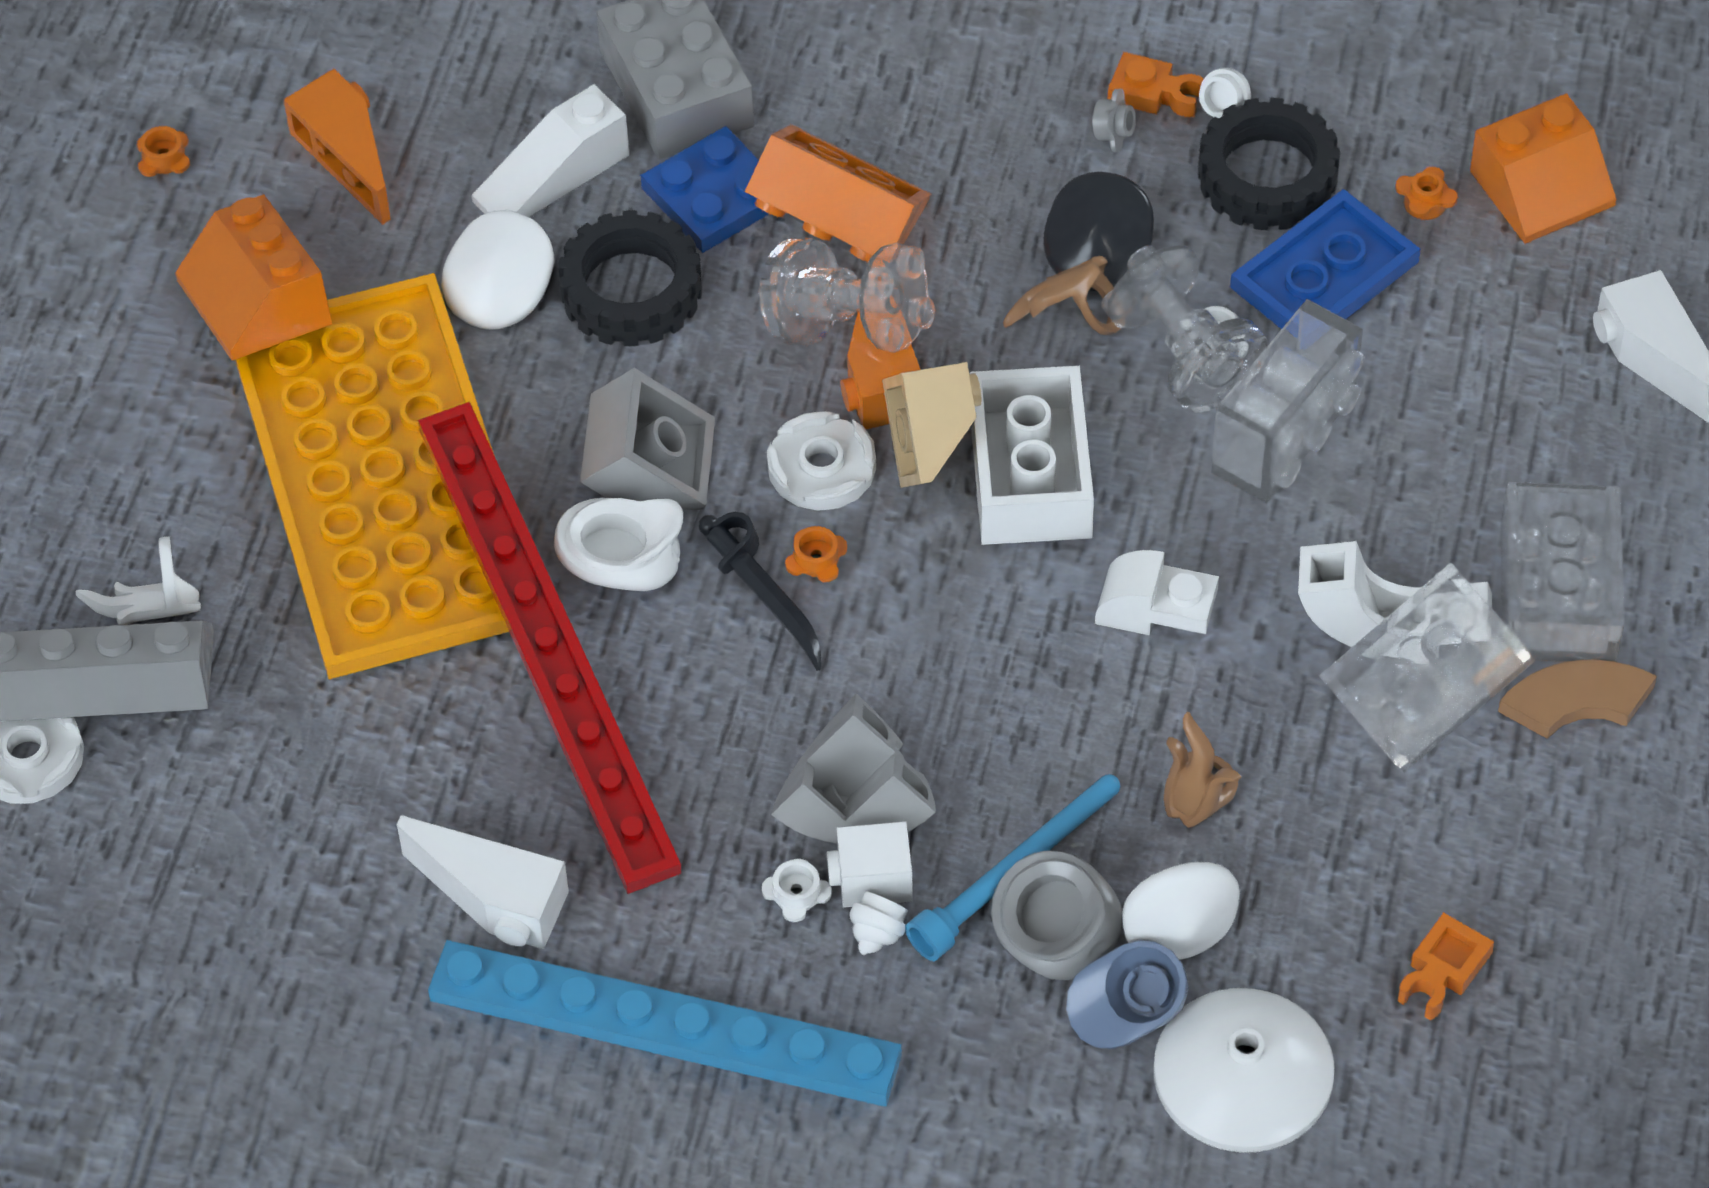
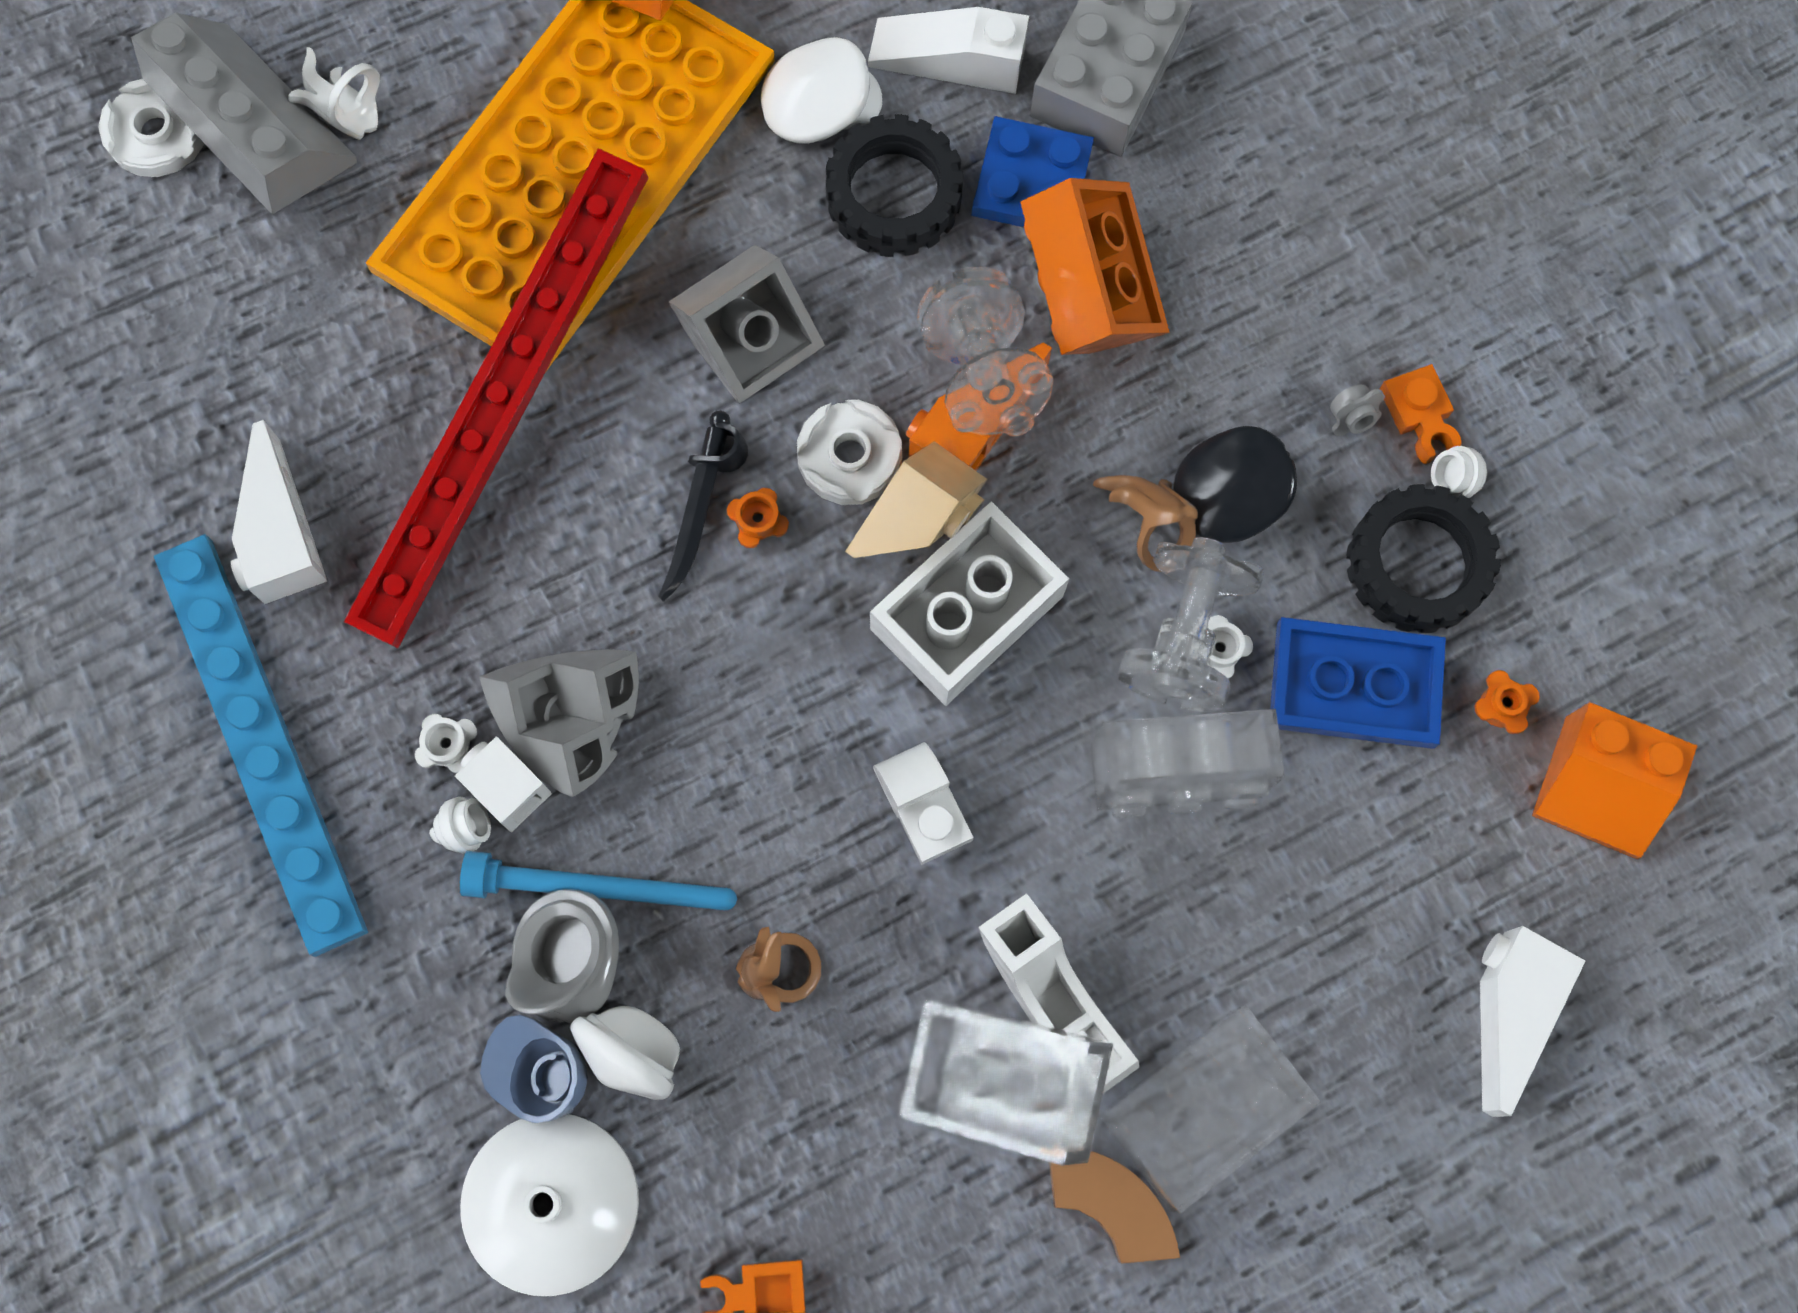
camera: 45 degrees right, 20 degrees up
(621, 542) = (640, 372): white piece -> none

